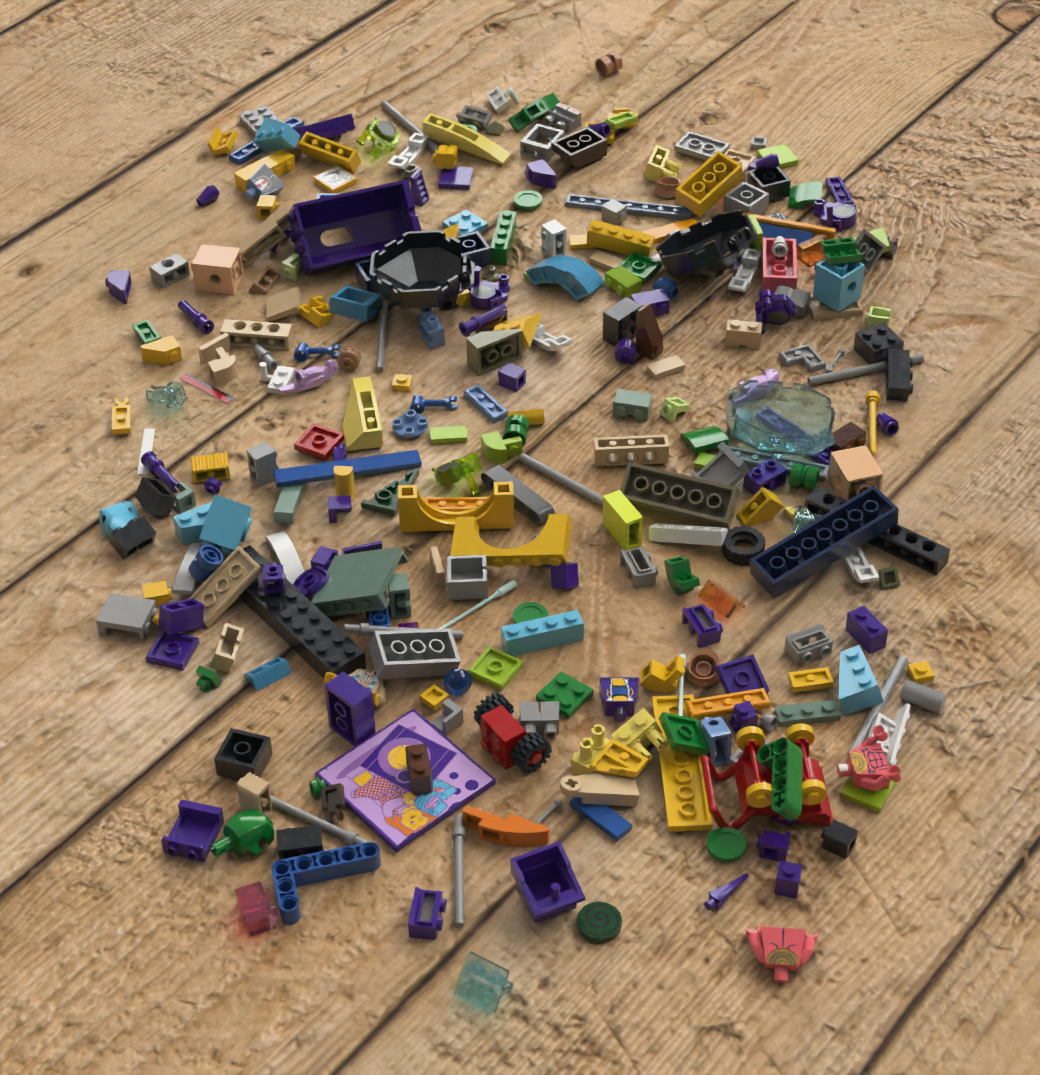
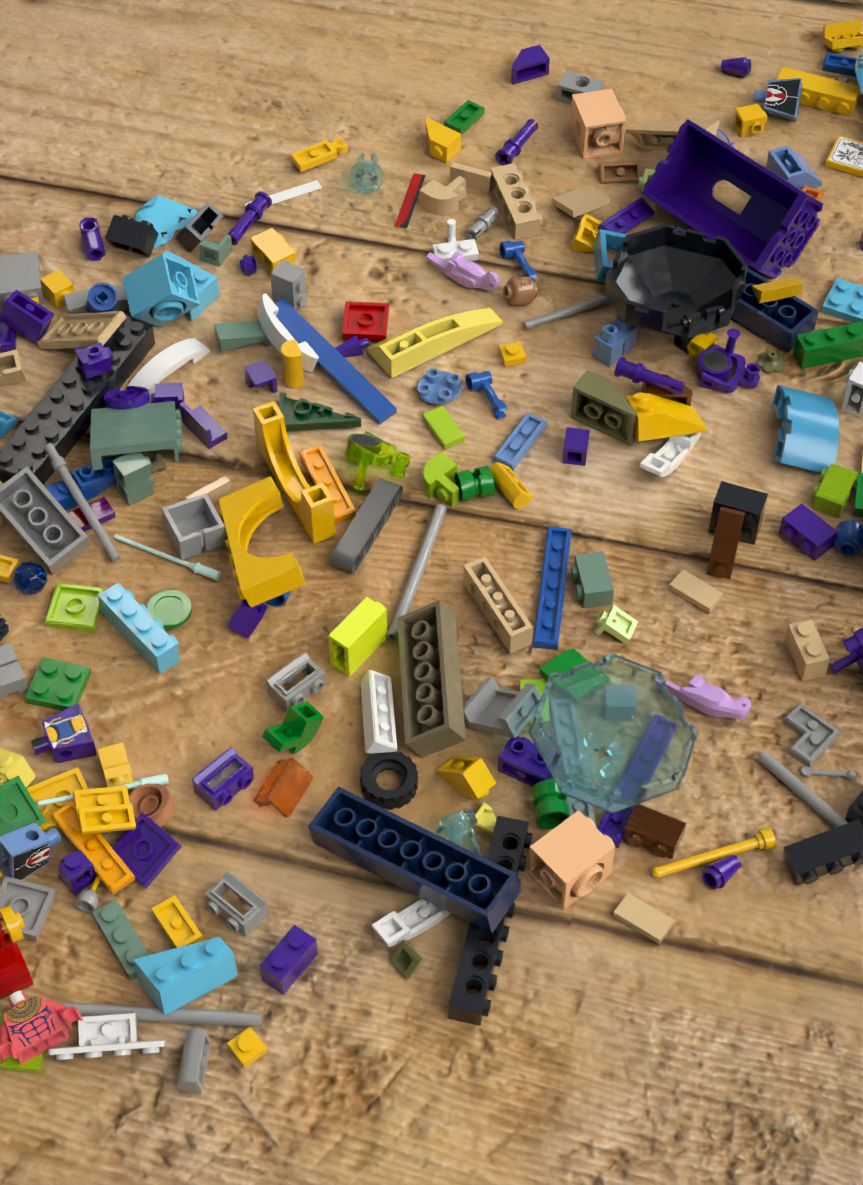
camera: 65 degrees right, 10 degrees up
(108, 563) = (91, 238): none -> dark purple piece
(302, 482) = (279, 334): none -> white slope
(317, 289) = (628, 218): none -> dark purple tile
(613, 423) = (552, 588): none -> blue tile
(625, 351) = (695, 539): dark purple head -> none
(706, 686) = (104, 810): none -> yellow slope
(903, 467) = (643, 918): none -> tan tile

